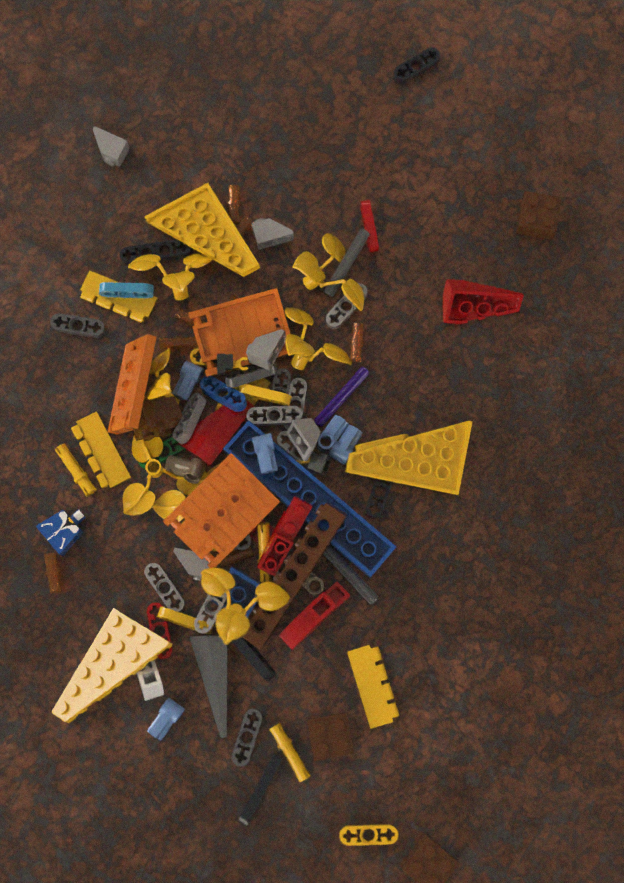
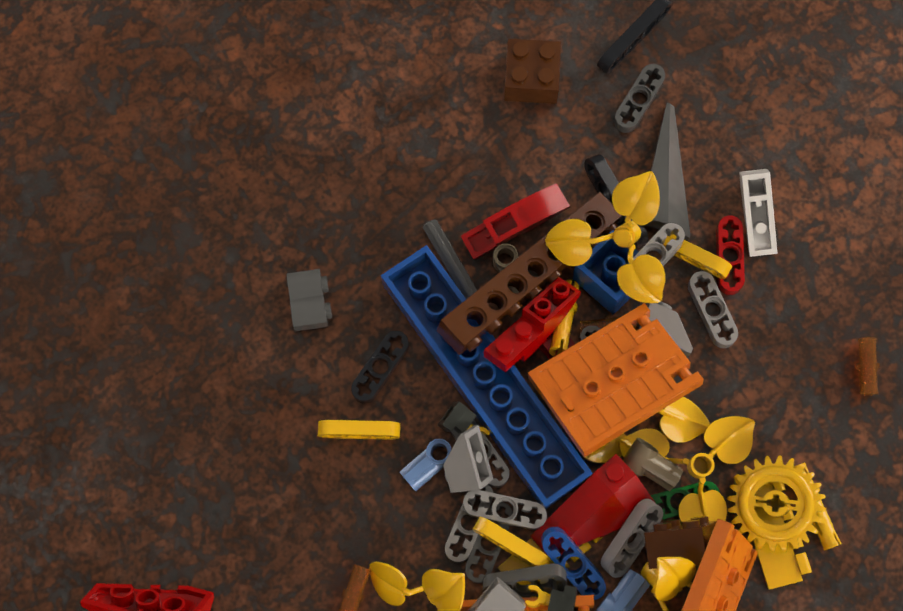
camera: 165 degrees left, 5 degrees down
(62, 530) = (847, 421): blue torso -> none
(81, 461) = (806, 506): none -> yellow gear
(116, 653) = (801, 230): yellow wing -> none
(168, 714) = (737, 146): medium blue piece -> none
(264, 449) = (532, 452): medium blue piece -> none
(290, 753) = (592, 76): yellow pin -> none
(341, 396) = (398, 518): dark purple axle -> none
(345, 444) = (413, 441): medium blue piece -> none
(372, 692) = (463, 133): yellow windscreen -> none
(423, 460) = (310, 389): yellow wing -> none
(442, 523) = (308, 299): none -> dark grey brick

